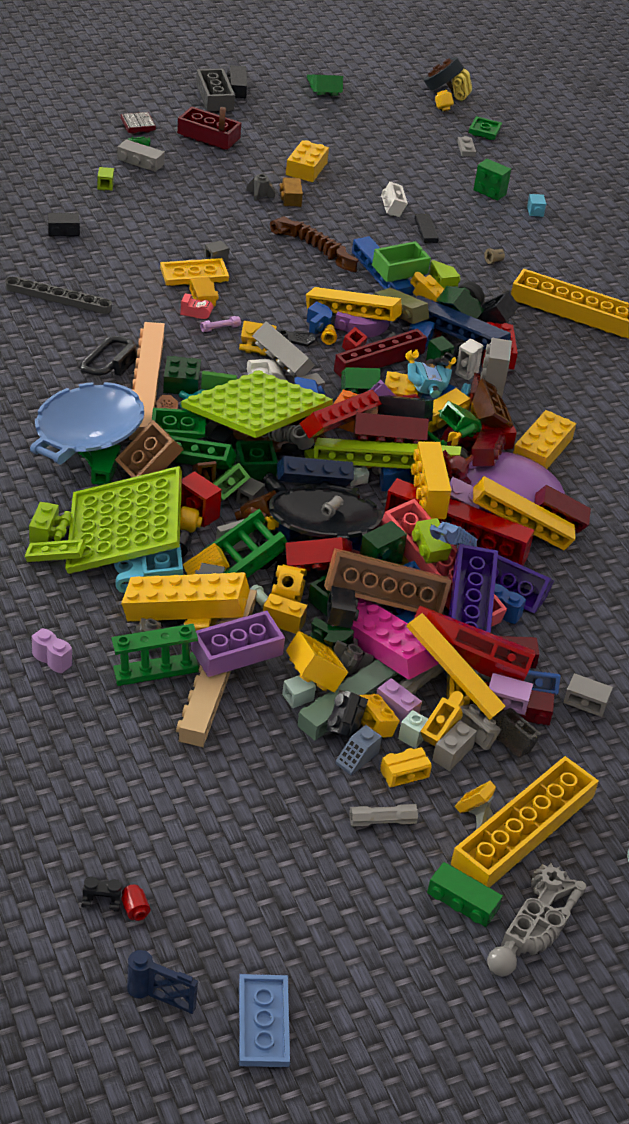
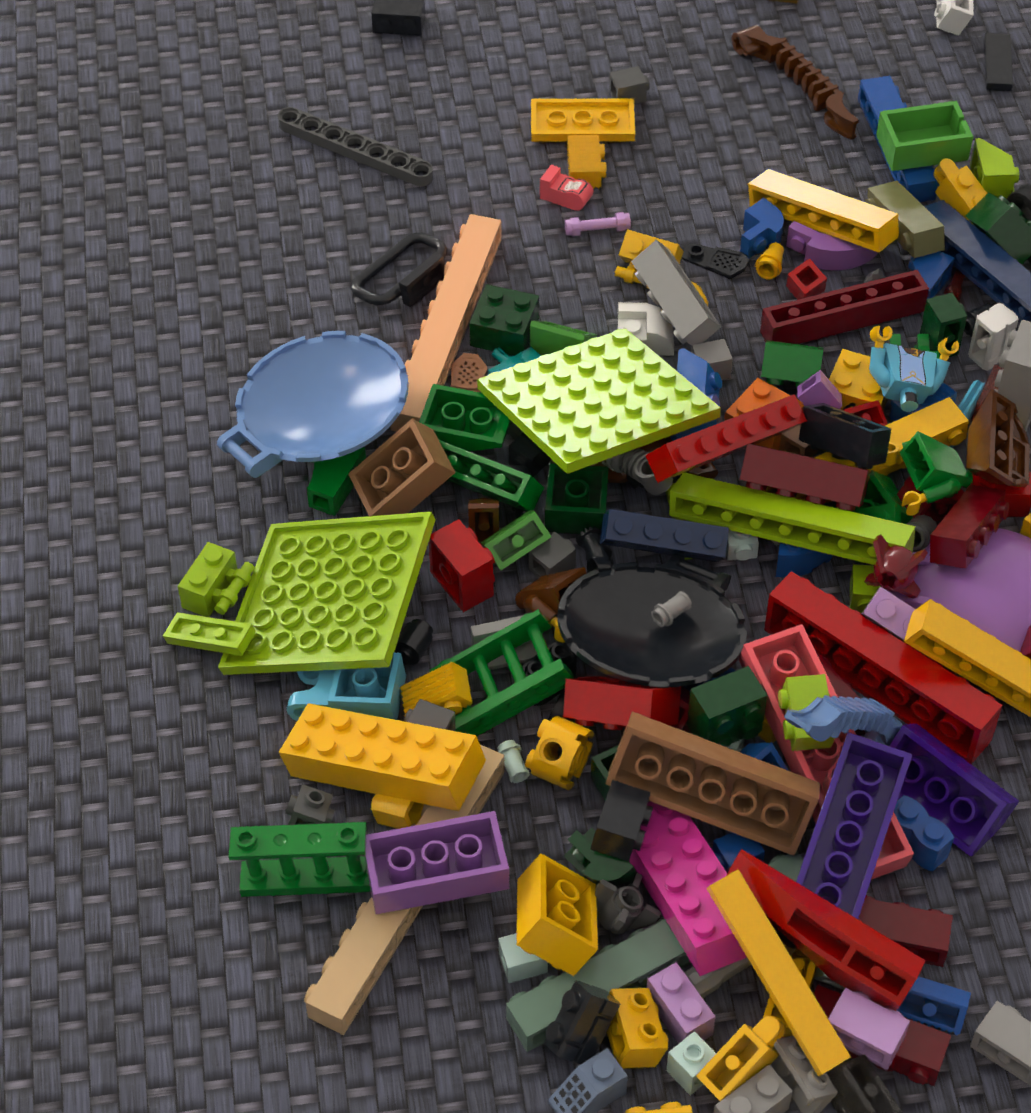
camera: 20 degrees right, 10 degrees up
(51, 650) = (152, 820): lavender brick -> none
(190, 519) = (435, 598): yellow head -> none
(286, 613) = (541, 802): yellow brick -> none
(431, 479) = (839, 591): yellow brick -> none
(440, 361) = (931, 345): black piece -> none

